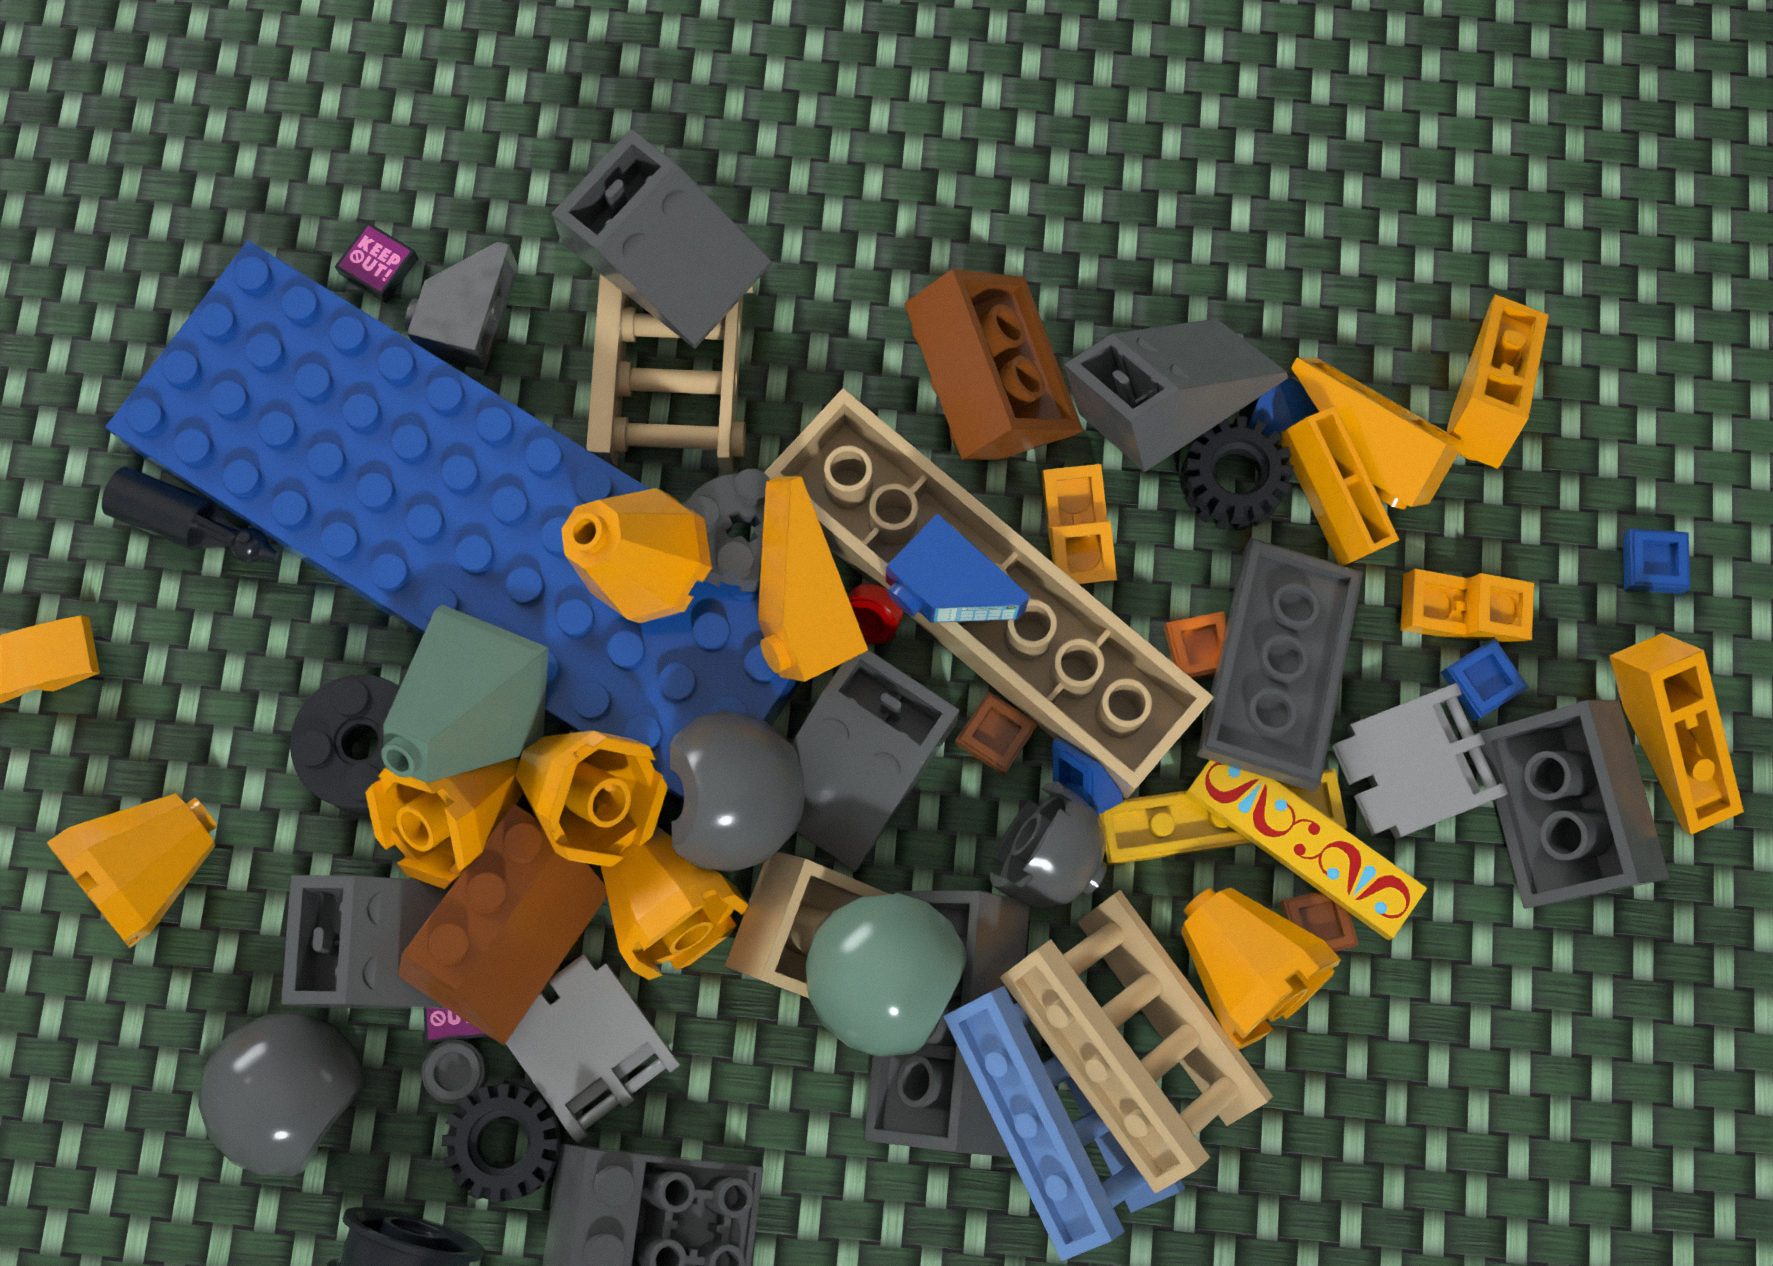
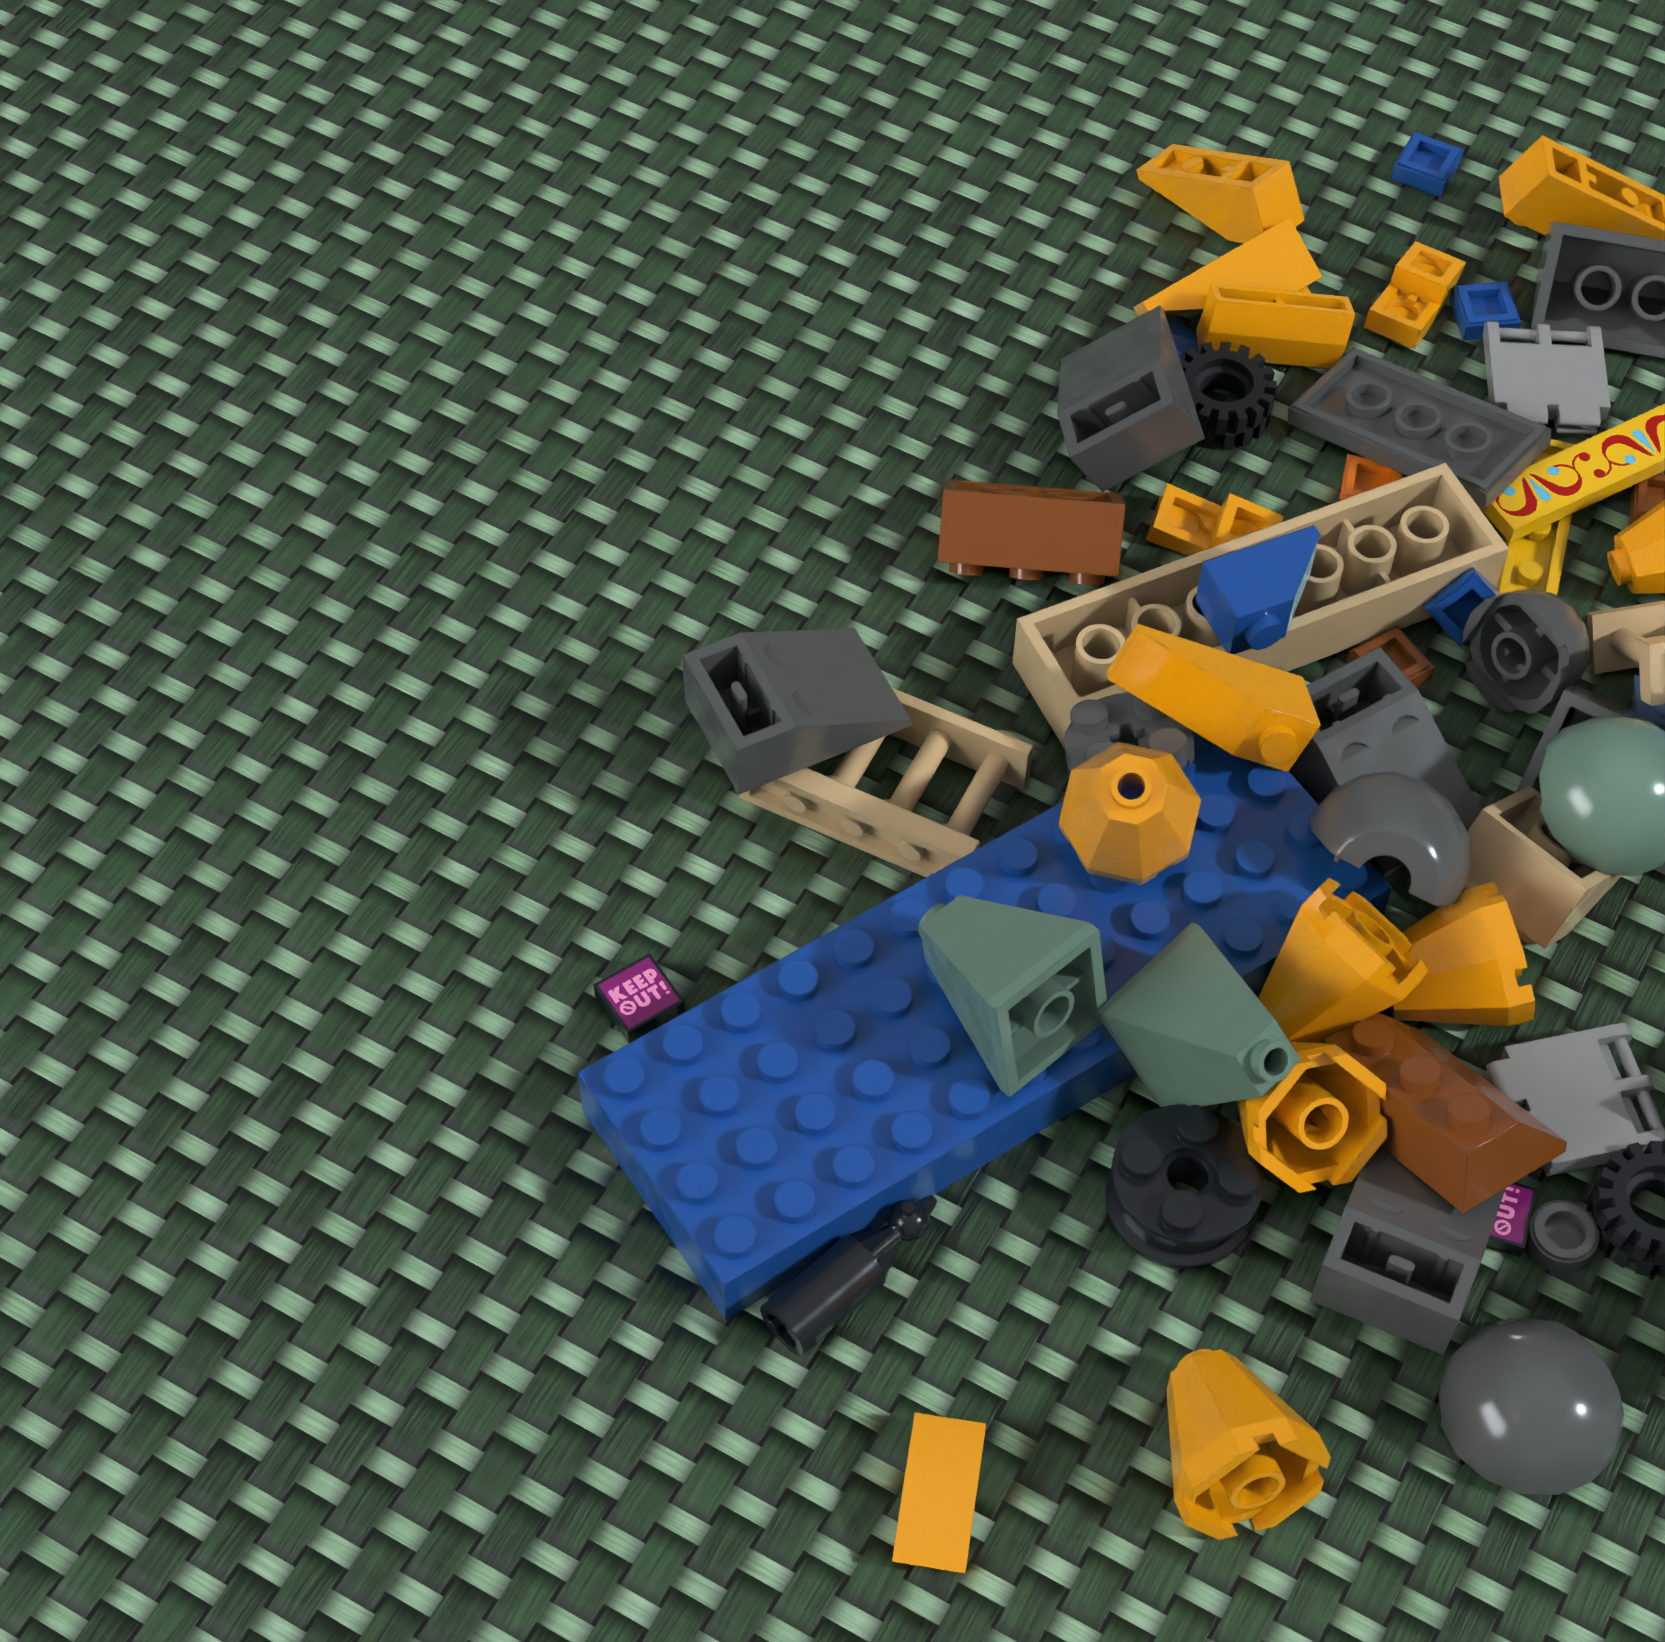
camera: 65 degrees left, 20 degrees down
(421, 520) = (1016, 981): none -> sand green slope
(464, 307) = (745, 921): flat silver slope -> none

